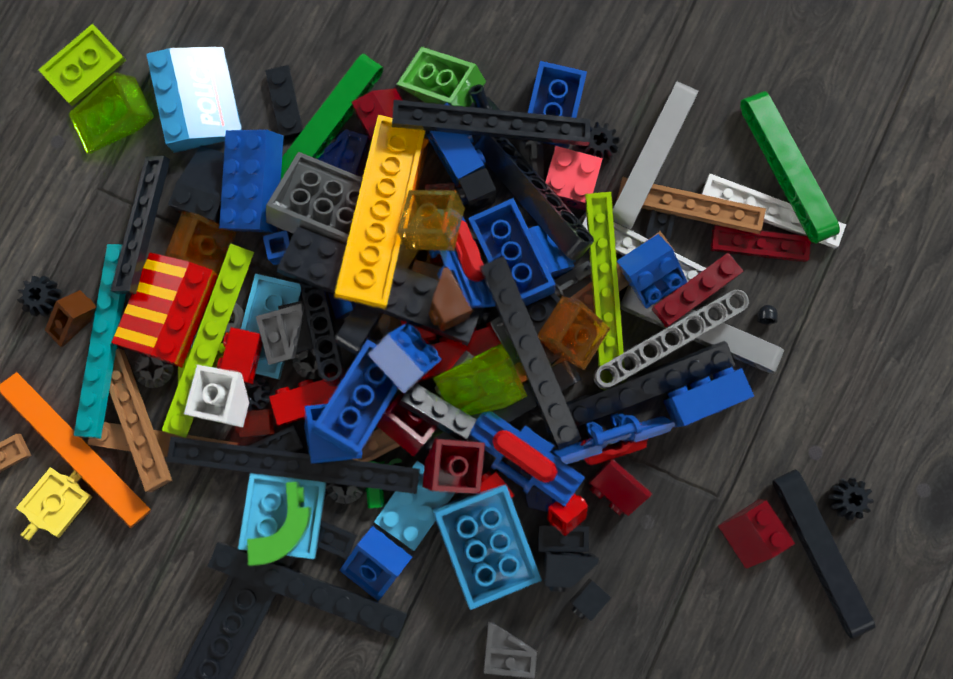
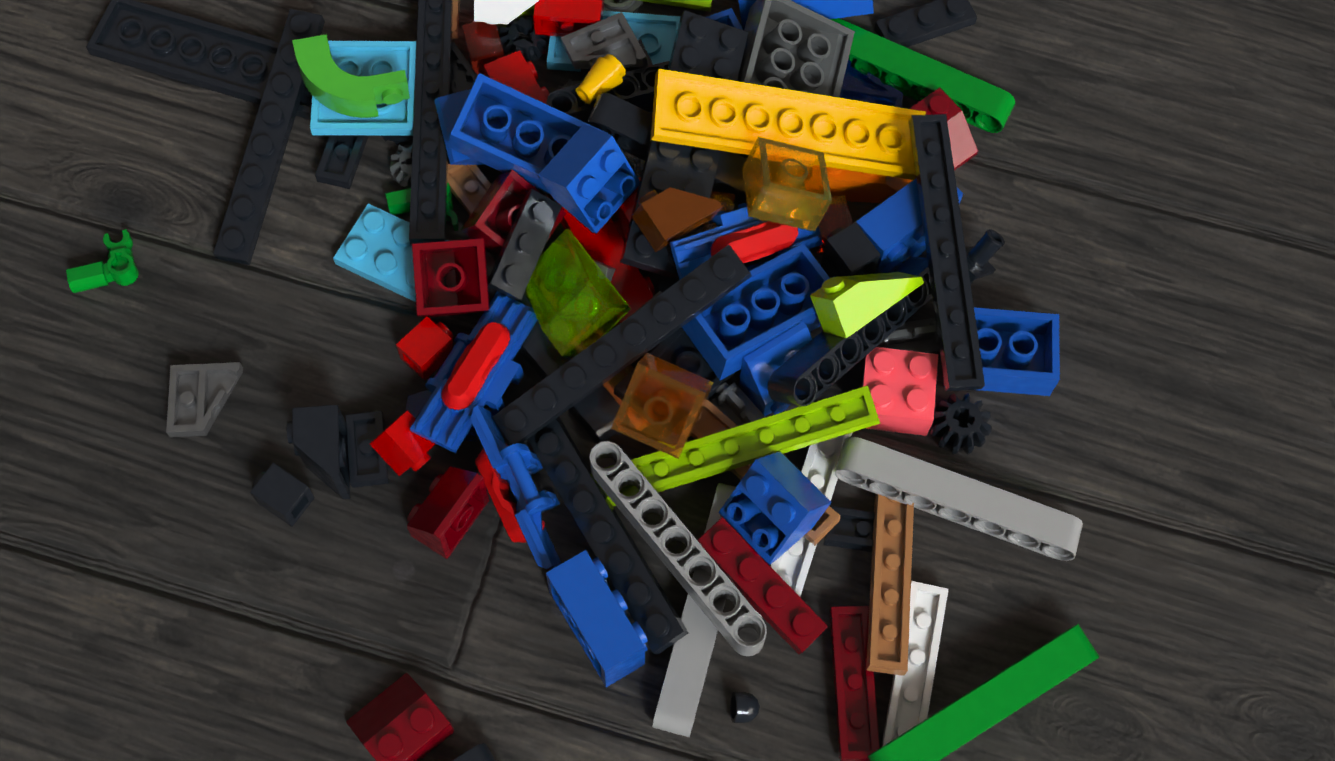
camera: 80 degrees right, 15 degrees down
(317, 338) = (602, 77): none -> yellow cone
(375, 563) = (313, 212): blue slope -> none
(440, 78) = (1001, 199): bright green slope -> none
(486, 545) = (344, 334): dark azure slope -> none
(518, 185) = (853, 301): none -> slope

